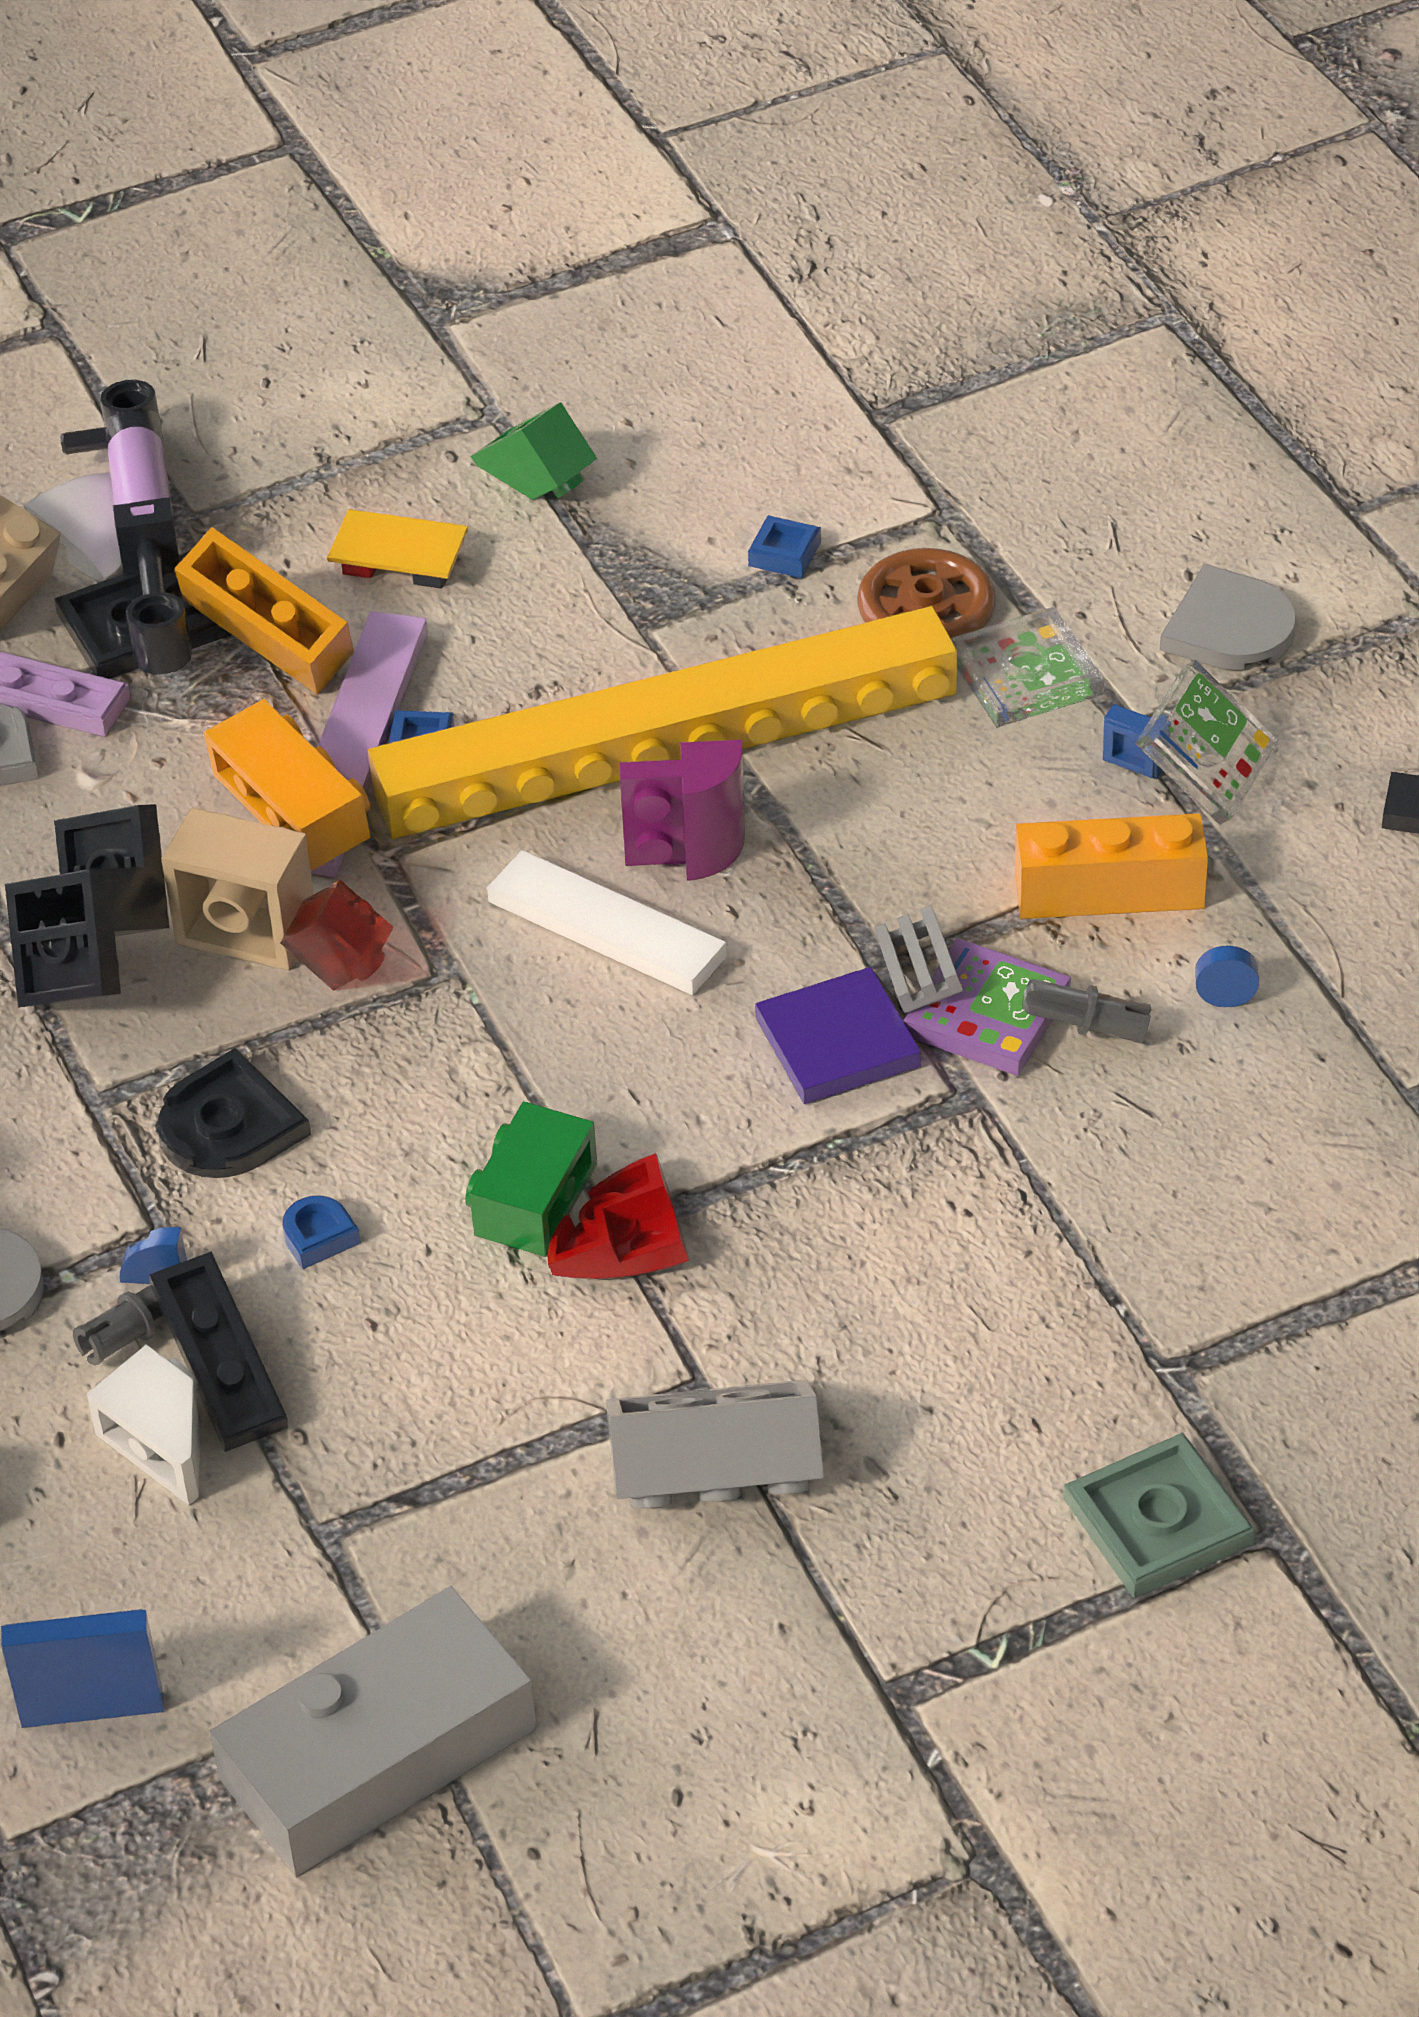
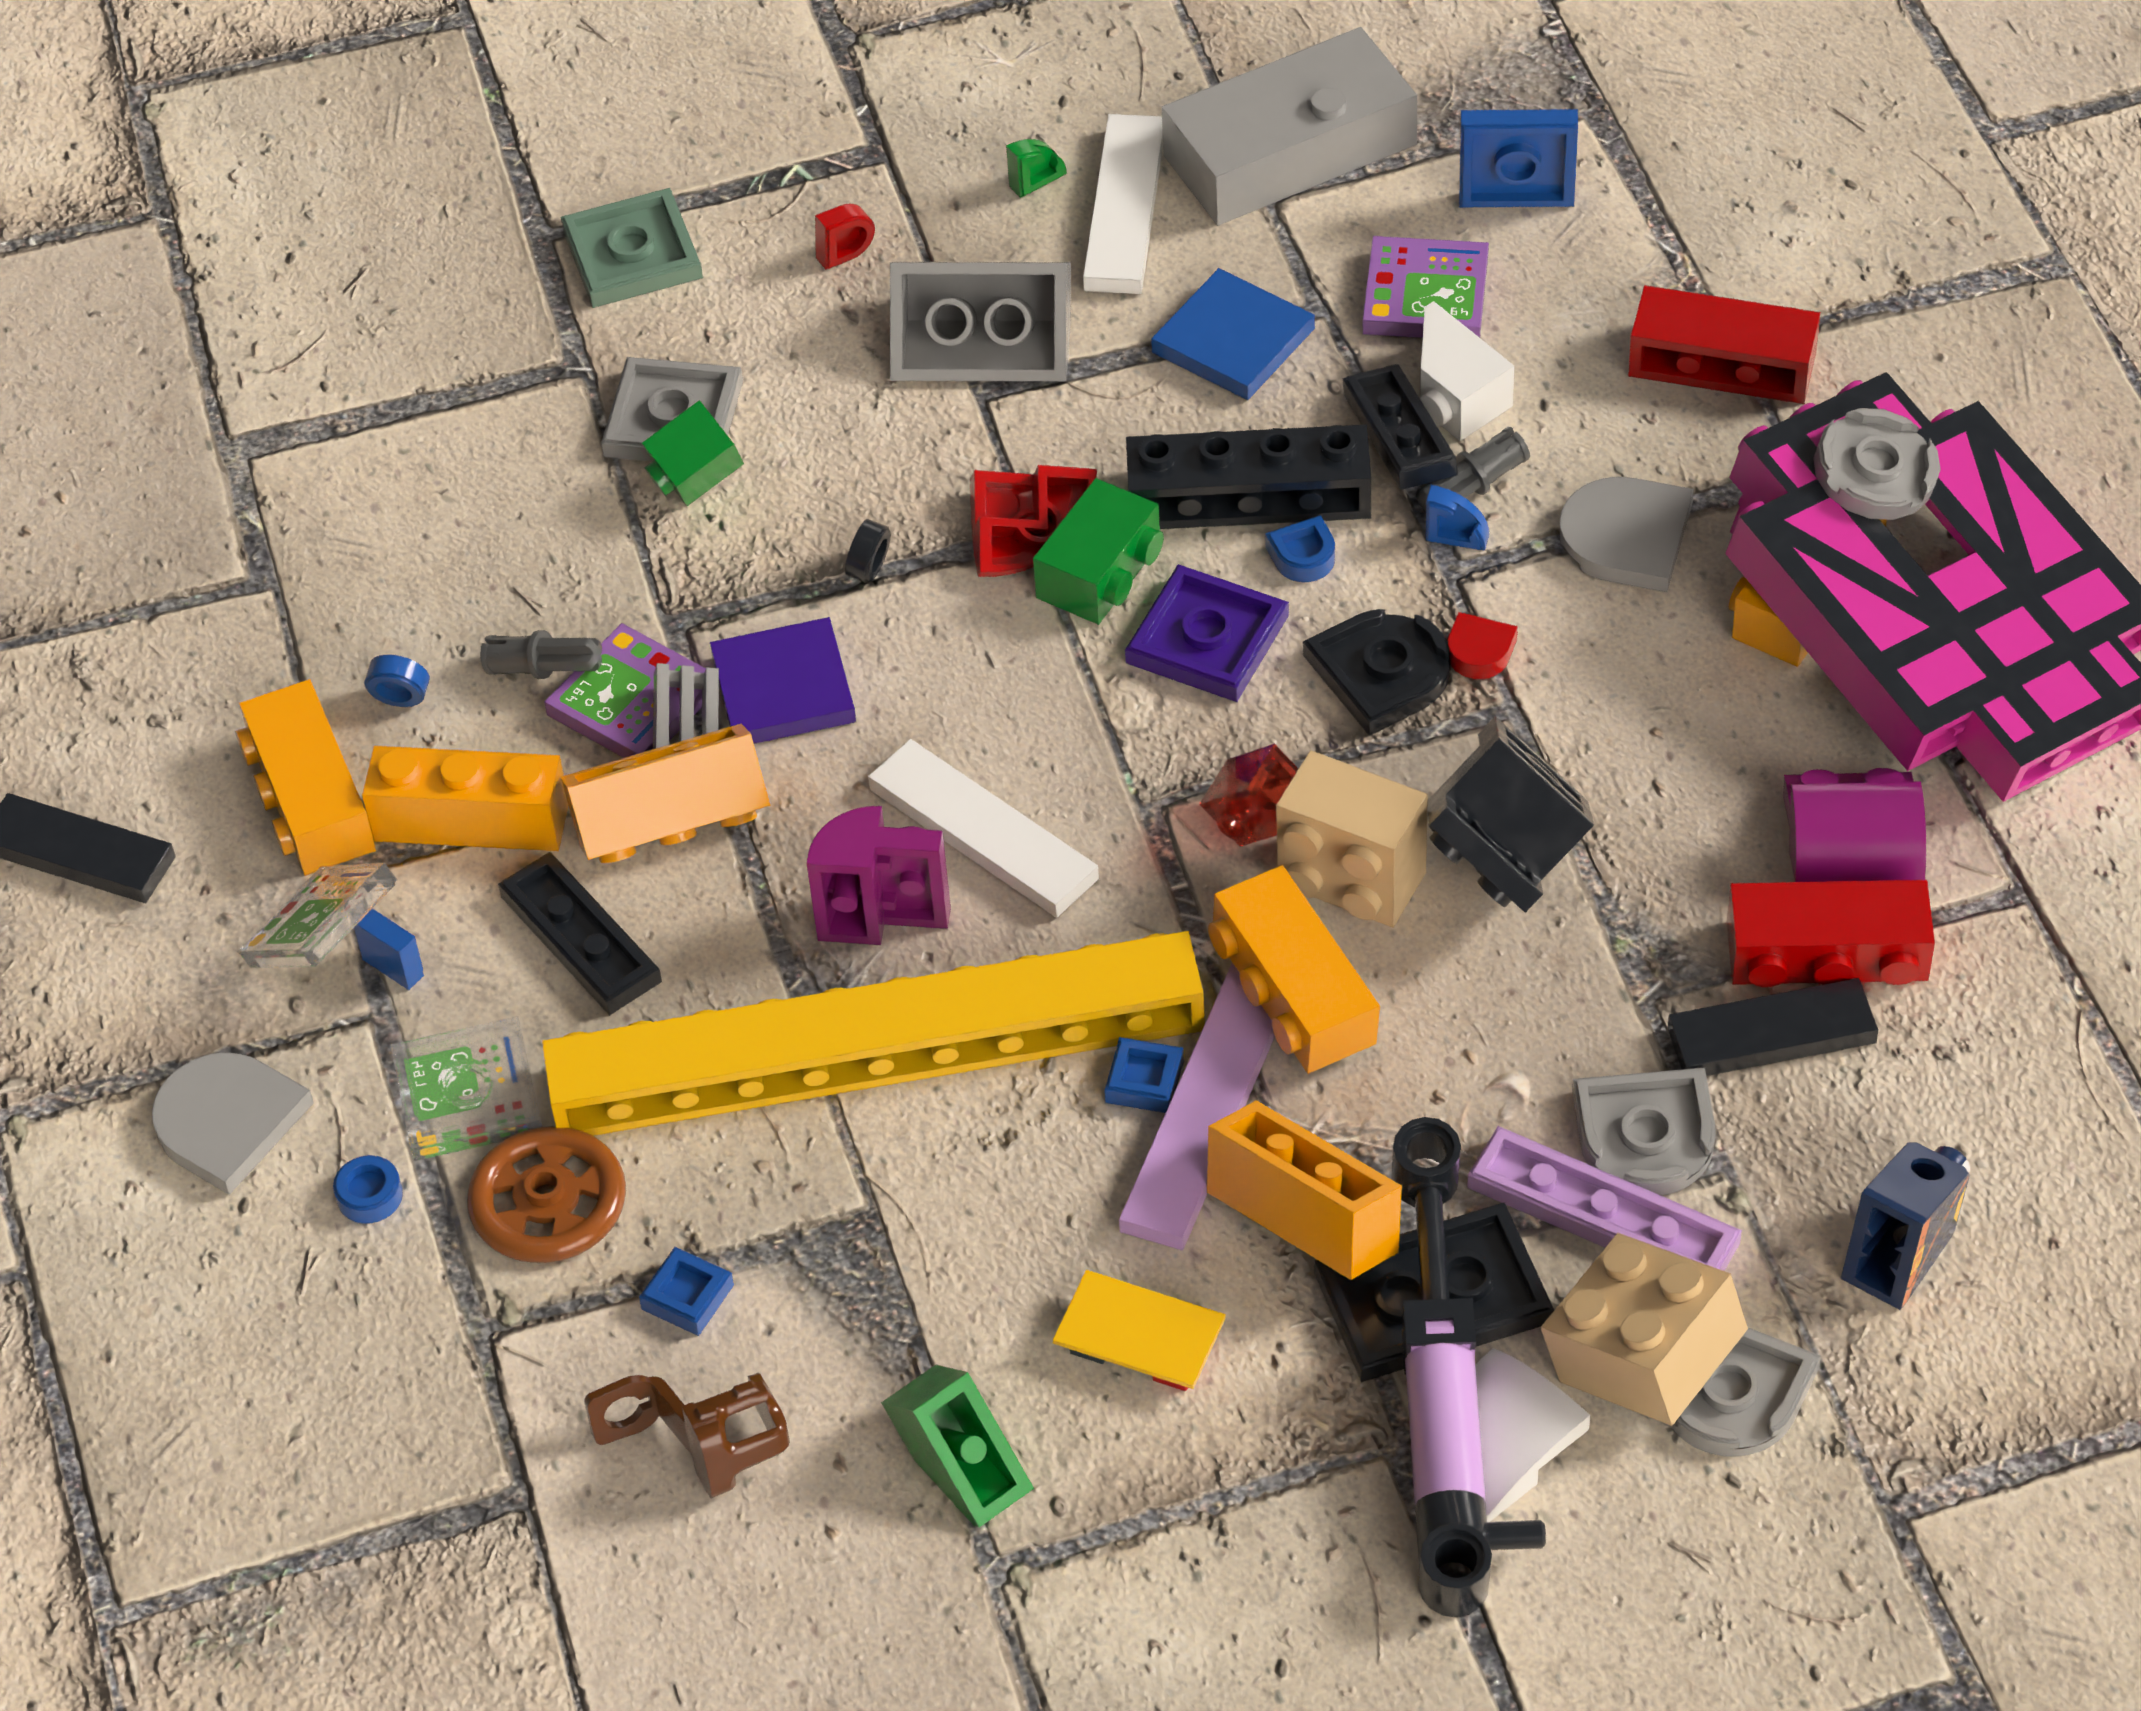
camera: 170 degrees left, 5 degrees up
(125, 1144) = (1480, 646): none -> red tile
(198, 1554) = (1416, 272): none -> medium lavender tile
(381, 1276) = (1253, 475): none -> black brick
(410, 1133) = (1207, 633): none -> dark purple tile
(419, 1472) = (1233, 333): none -> blue tile
(571, 1636) = (1124, 204): none -> white tile
(694, 1659) = (1032, 165): none -> green tile
(733, 424) = (696, 1425): none -> reddish brown piece
(779, 1155) = (868, 551): none -> black tile
(902, 1530) = (842, 234): none -> red tile
(914, 877) = (666, 793): none -> light orange brick
(961, 793) = (580, 933): none -> black tile
(992, 1217) = (691, 454): none -> green brick
(1043, 1314) = (659, 391): none -> light grey tile
(1082, 586) = (368, 1189): none -> blue tile
(1281, 878) = (304, 778): none -> light orange brick

